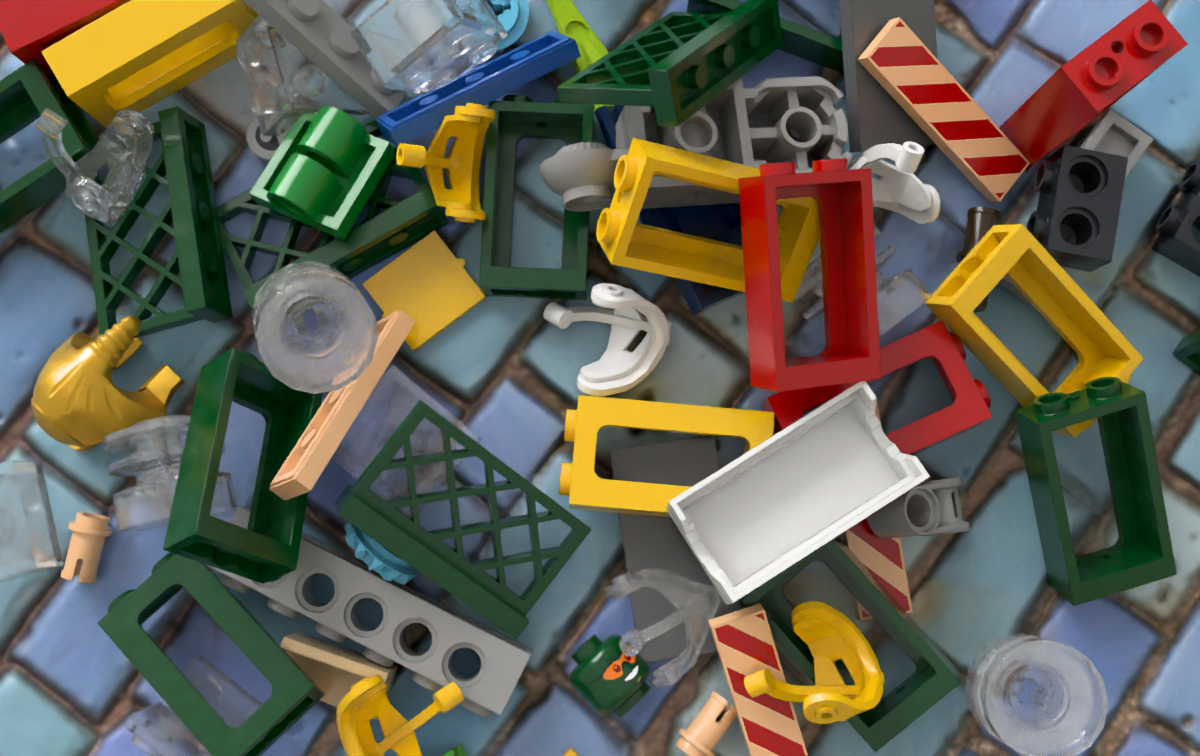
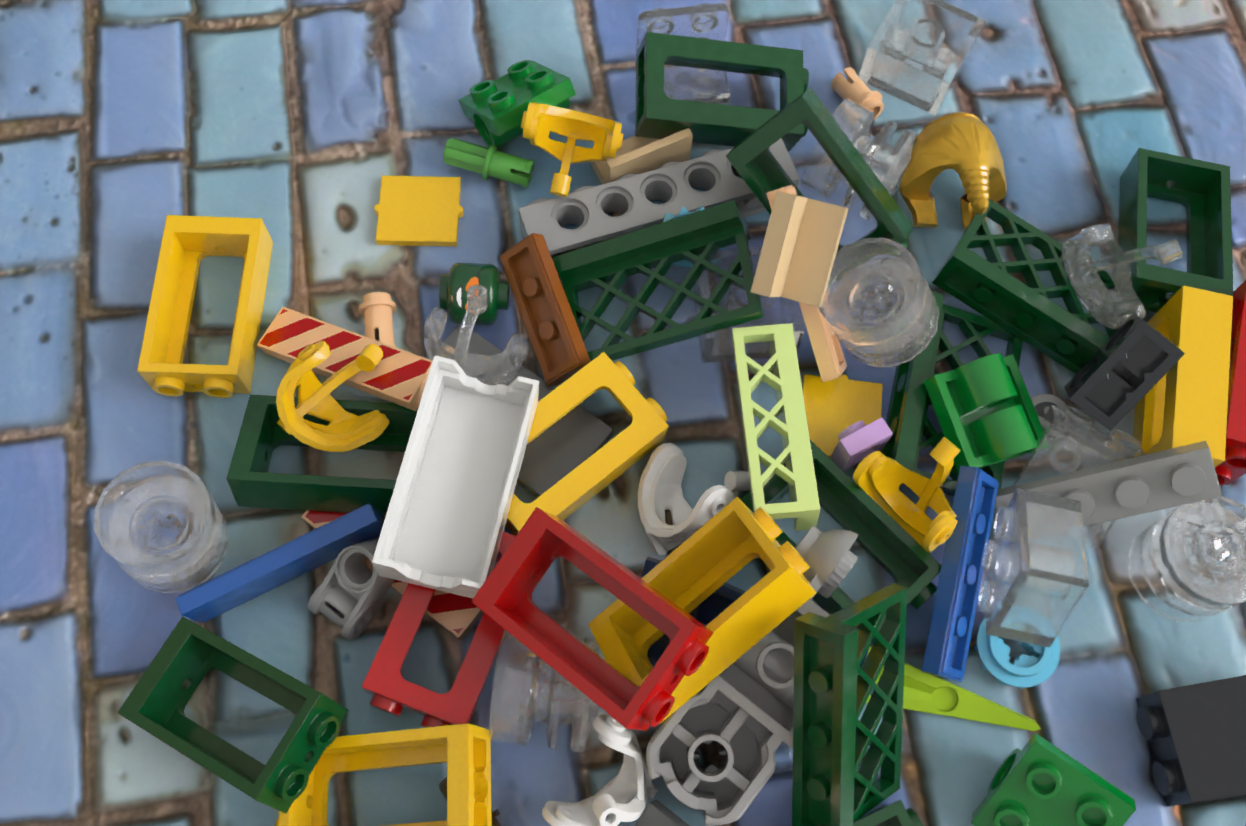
camera: 135 degrees right, 15 degrees down
(195, 87) = (1122, 371): none -> black brick
(338, 415) = (799, 249): none -> tan panel
(440, 248) = (860, 441): none -> lavender plate
(488, 298) = (791, 424): none -> yellowish green fence
(569, 598) = (544, 309): none -> dark orange tile
(962, 578) = (280, 565): none -> blue tile

